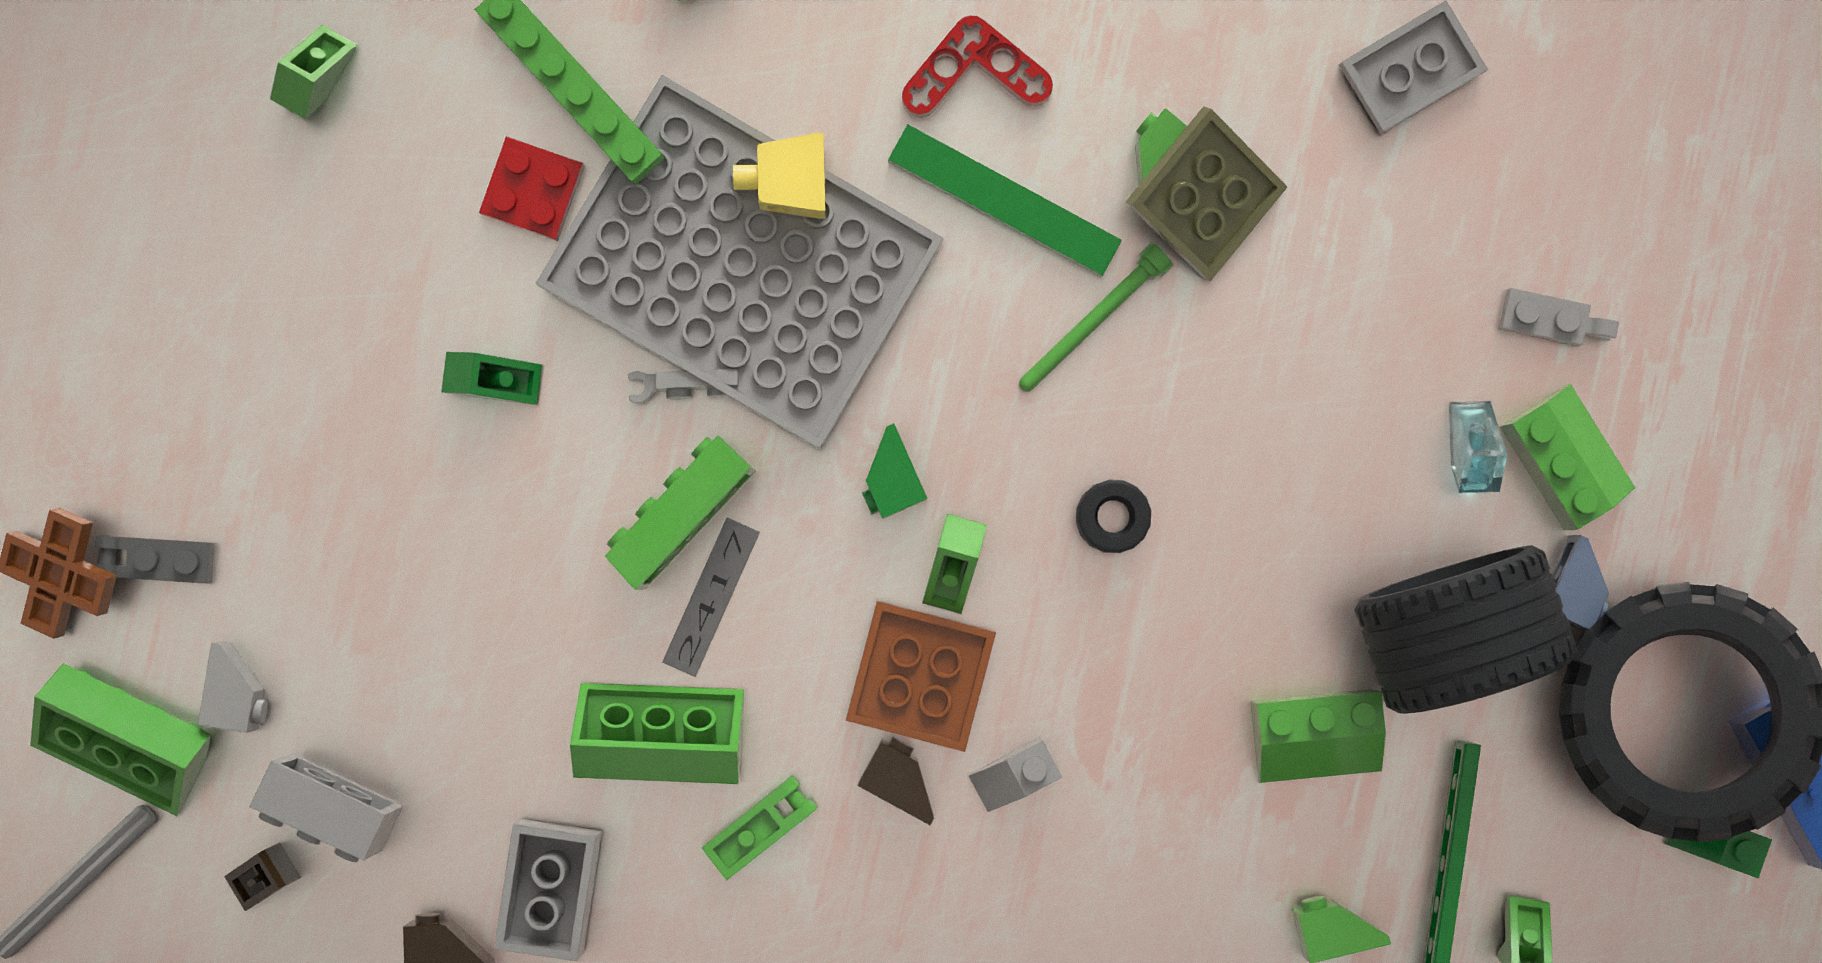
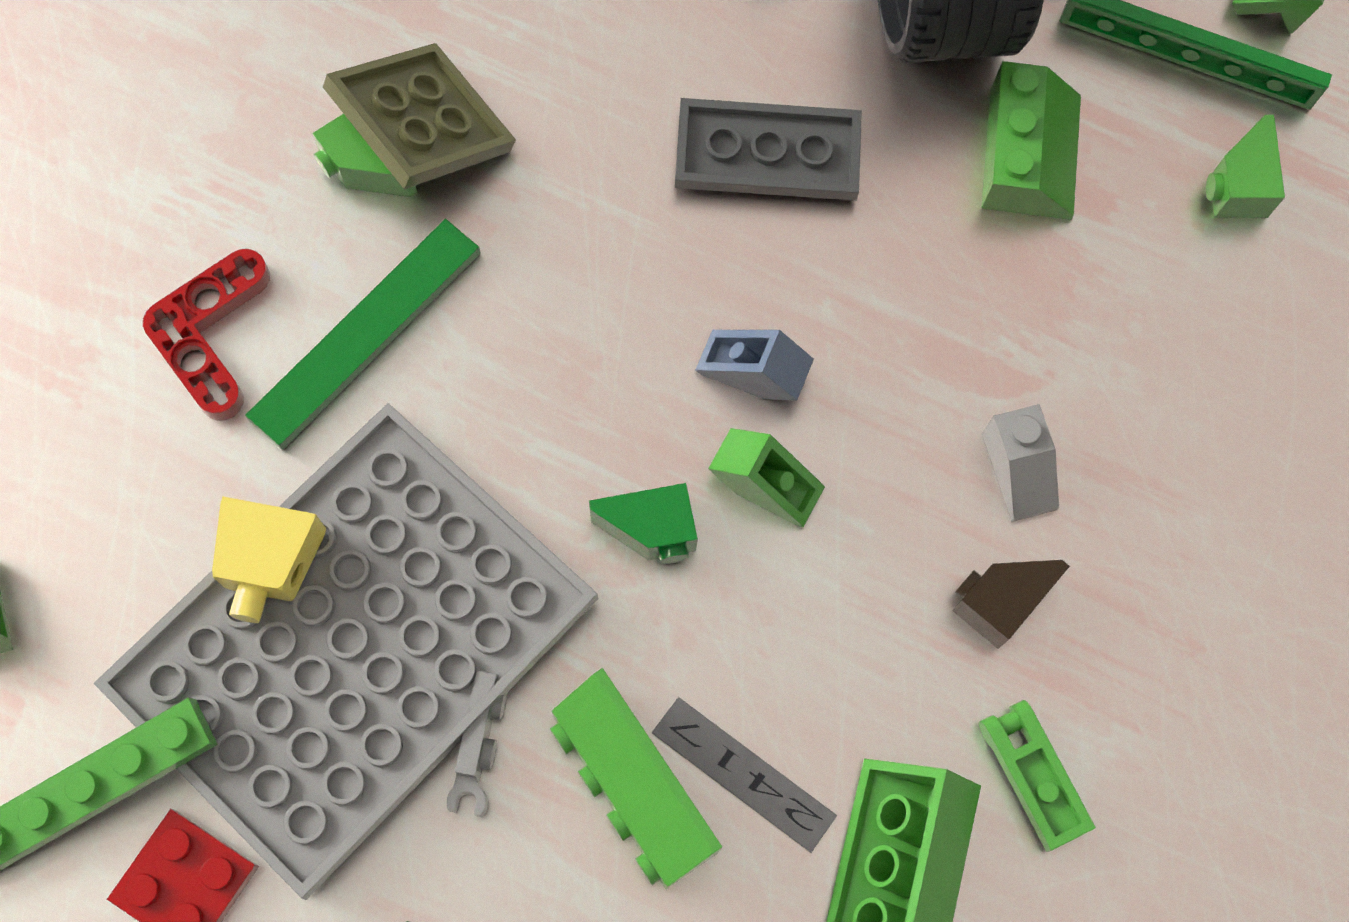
camera: 80 degrees left, 15 degrees down
(920, 676) = (889, 545): dark orange plate -> none
(1051, 533) = (756, 362): none -> sand blue slope
(1133, 500) = (756, 267): black tyre -> none
(1150, 265) = (479, 192): bright green piece -> none
(1256, 502) = (768, 149): none -> dark grey plate

